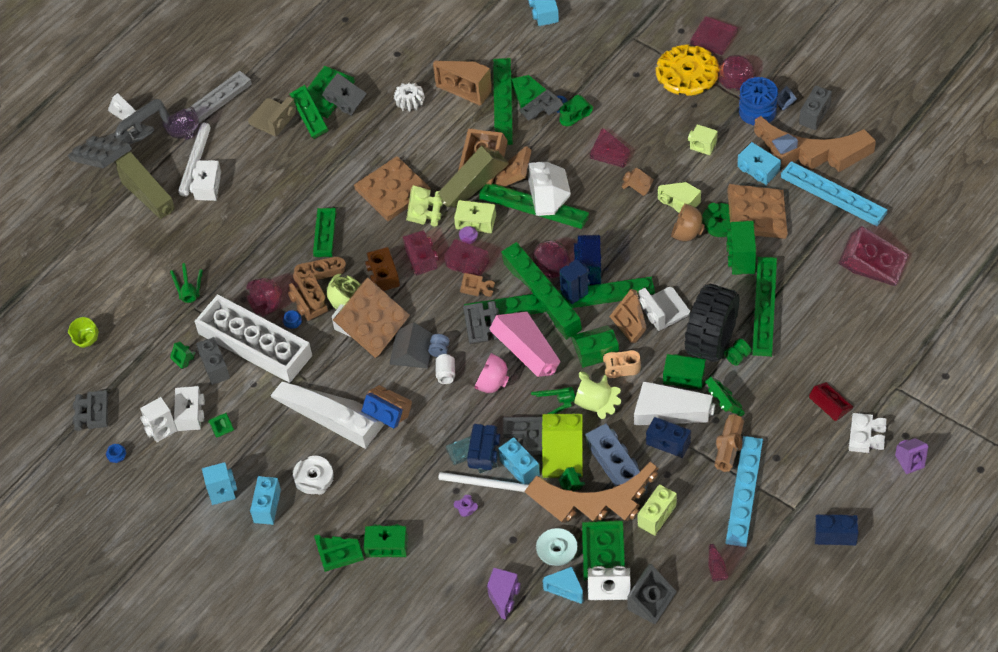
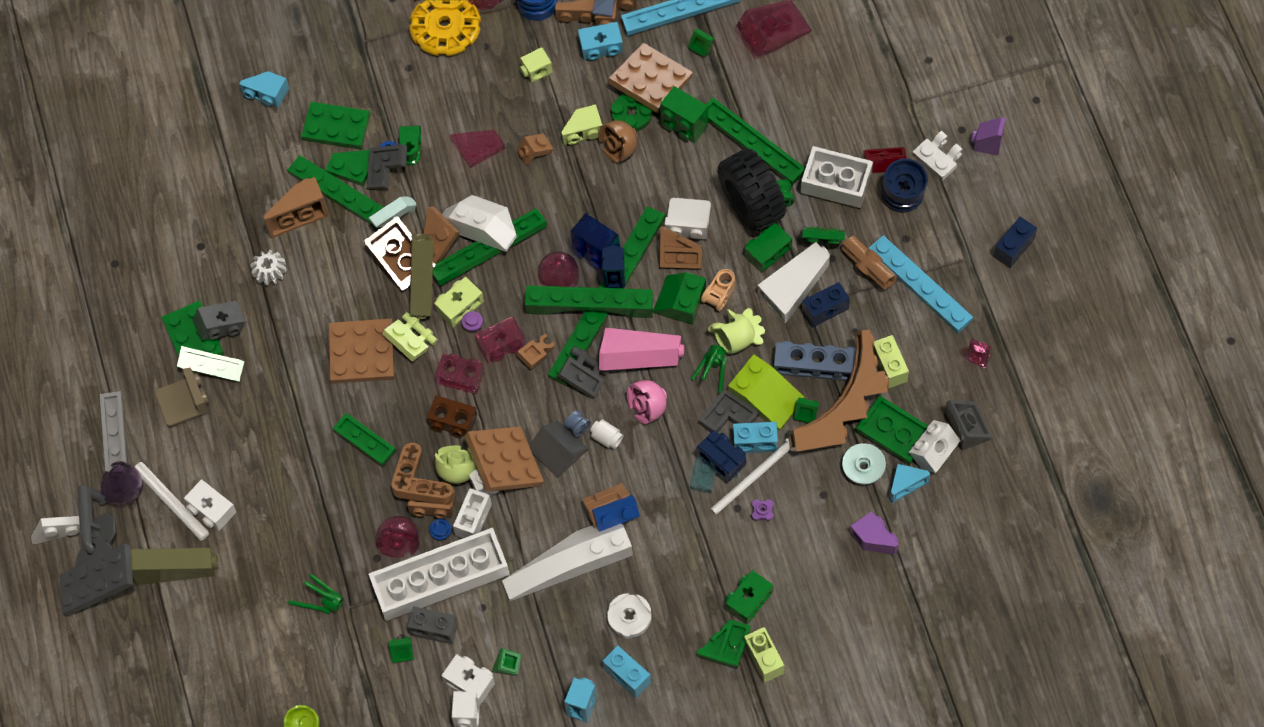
camera: 55 degrees left, 10 degrees up
(314, 327) = (472, 513): none -> white brick
(344, 580) = (764, 655): none -> yellowish green slope
(512, 133) = (396, 208): none -> light aqua piece
(552, 63) = (335, 125): none -> green plate
(781, 375) = (836, 177): none -> white brick
(816, 223) = (701, 42): none -> green tile
(817, 413) = (906, 175): none -> dark blue wheel

